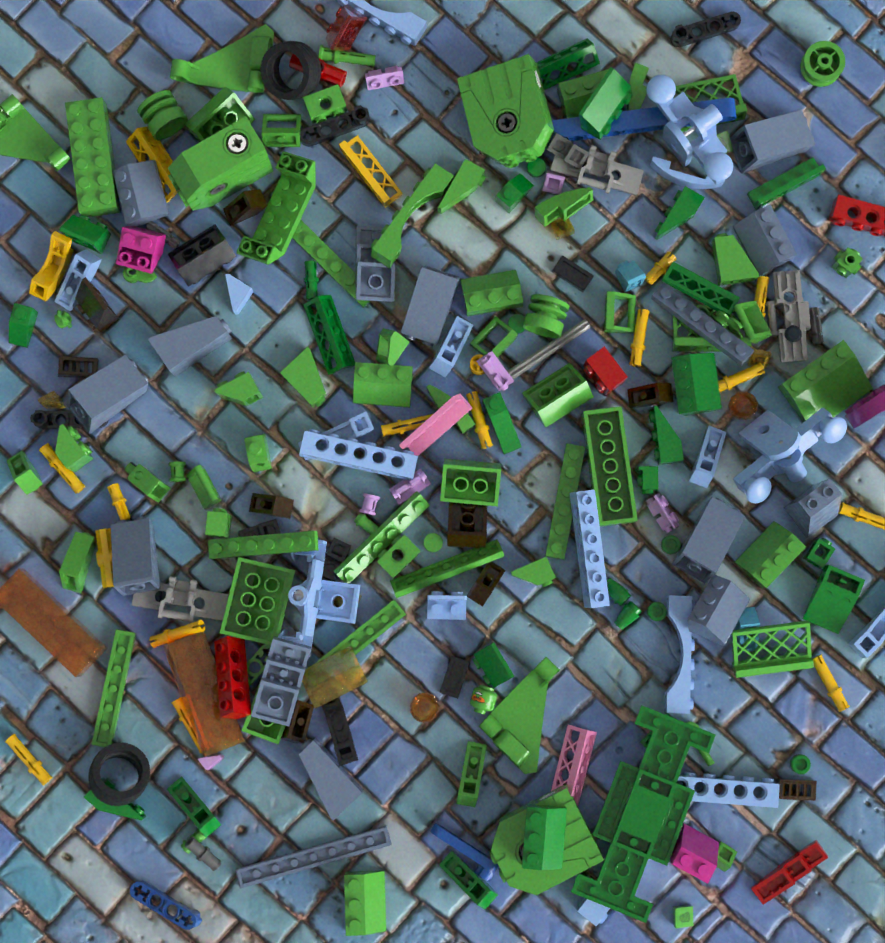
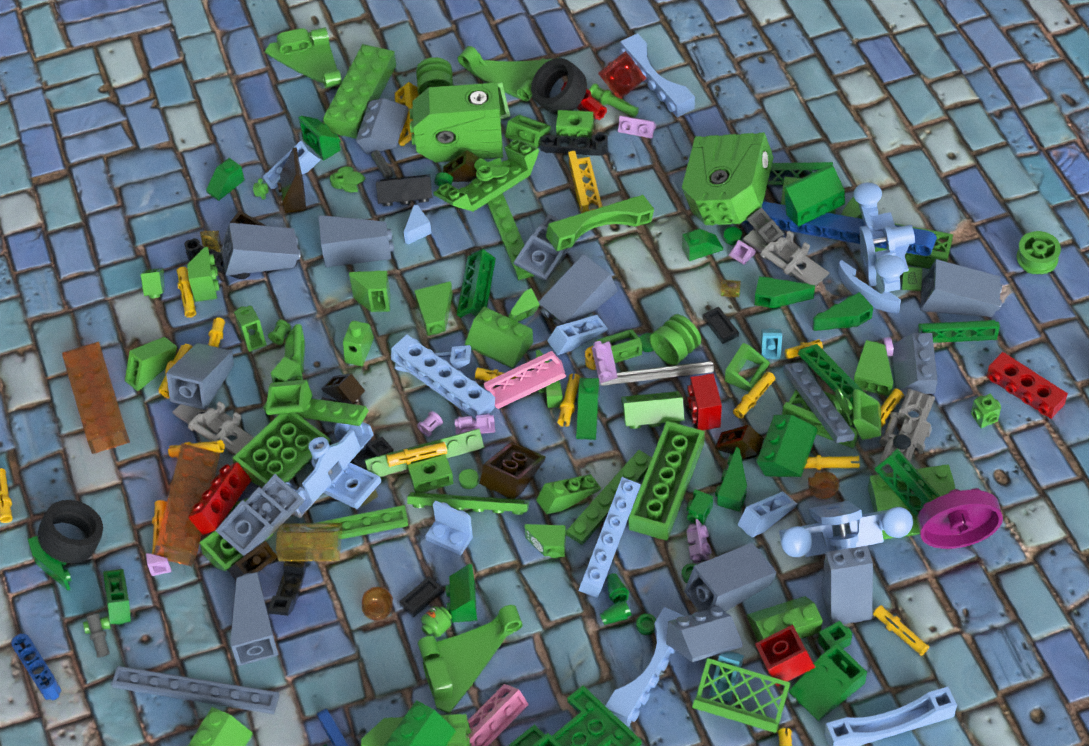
camera: 30 degrees right, 30 degrees down
(54, 267) = (267, 156): yellow arch -> none
(113, 688) = (118, 467): bright green plate -> none
(140, 248) = (357, 162): dark pink slope -> none
(231, 542) = (288, 392): none -> bright green tile
(234, 228) = (443, 178): none -> green tile
(276, 198) = (490, 169): none -> bright green plate
(311, 279) = (486, 239): green pin -> none
(365, 523) = (415, 434): bright green pin -> none
(380, 548) = (408, 456): none -> yellow pin
(464, 184) = (657, 223): bright green slope -> none
(470, 482) = (531, 439): bright green slope -> none
(471, 774) = (384, 683): bright green slope -> none
(486, 583) = (496, 528): dark brown slope -> none
(492, 293) = (636, 311): bright green slope -> none
(528, 517) = (565, 493): none -> bright green slope
(563, 205) = (740, 268): bright green slope -> none
(605, 218) = (778, 293): none -> green slope
(704, 27) = (917, 185): black beam -> none
(731, 229) = (889, 345): none -> lavender tile
(759, 356) = (864, 453): clear yellow slope -> none
(790, 595) = (785, 655): none -> red brick
(816, 328) = (930, 451): dark grey axle -> none
(831, 379) = (913, 479): none -> green fence

